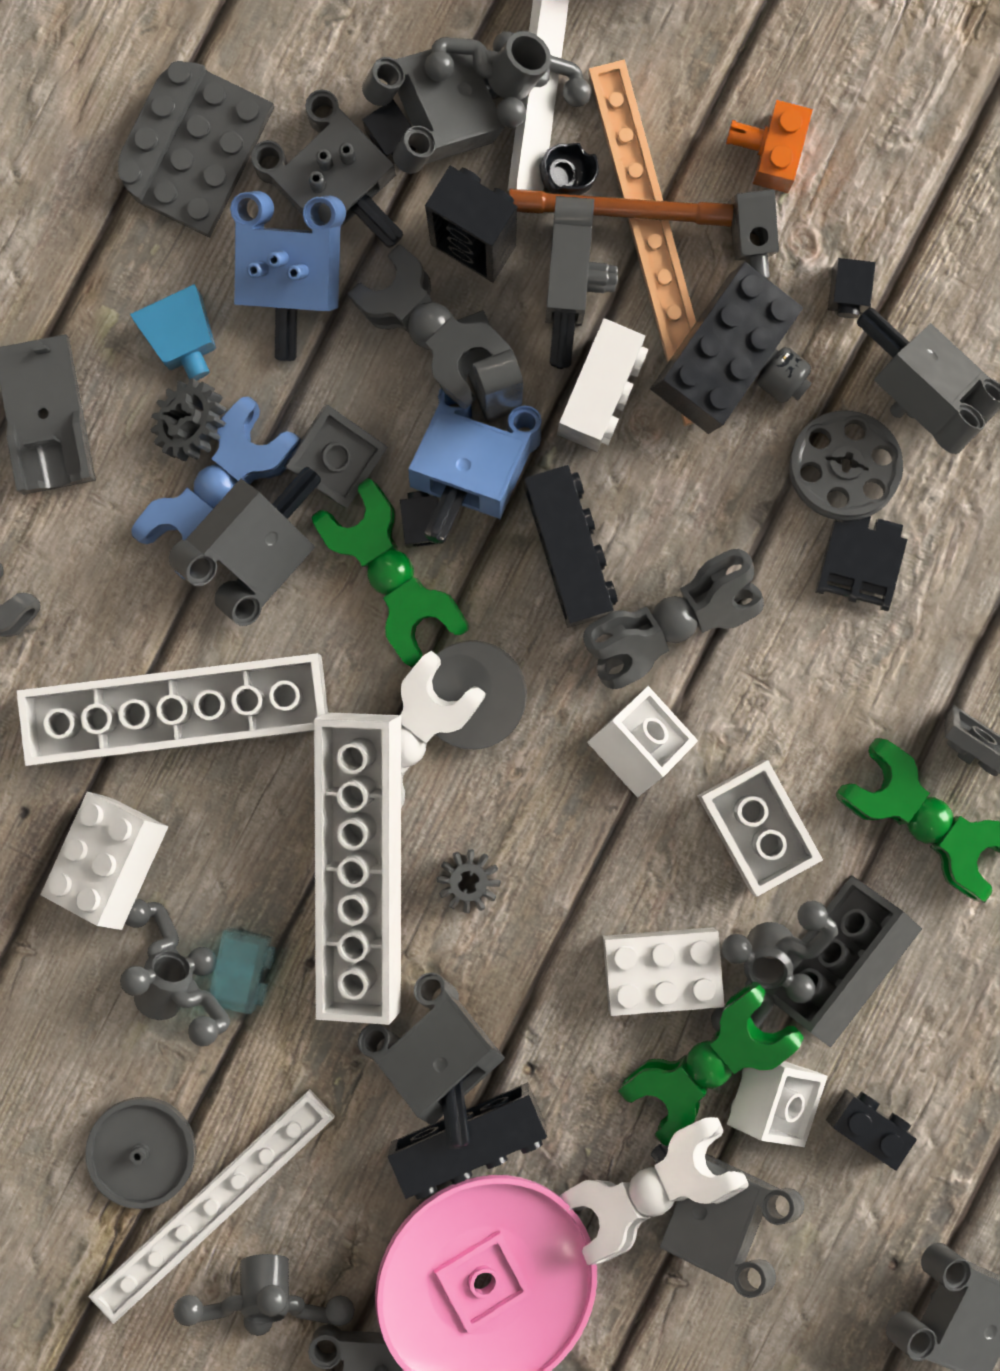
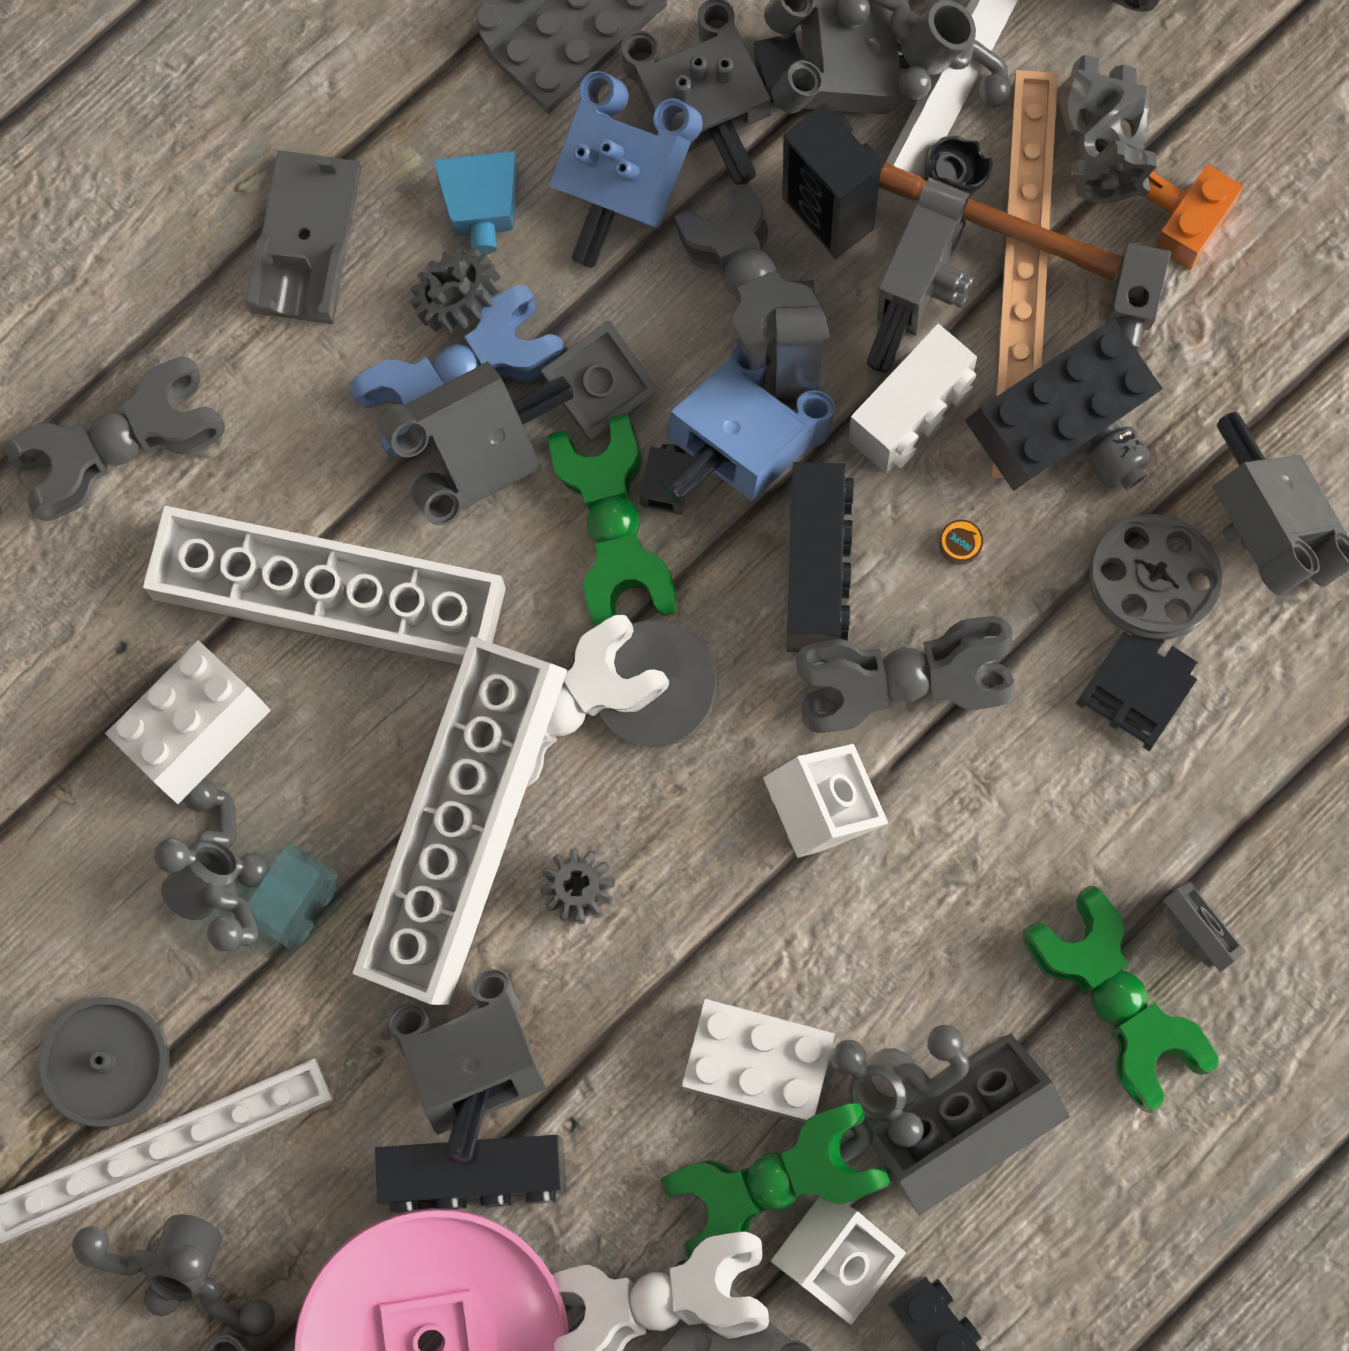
camera: 25 degrees right, 10 degrees down
(678, 489) = (961, 542): none -> reddish brown tile
(692, 130) = (1109, 162): none -> dark grey hips
(760, 827) = (923, 937): white brick -> none
(851, 287) = (1225, 387): black brick -> none

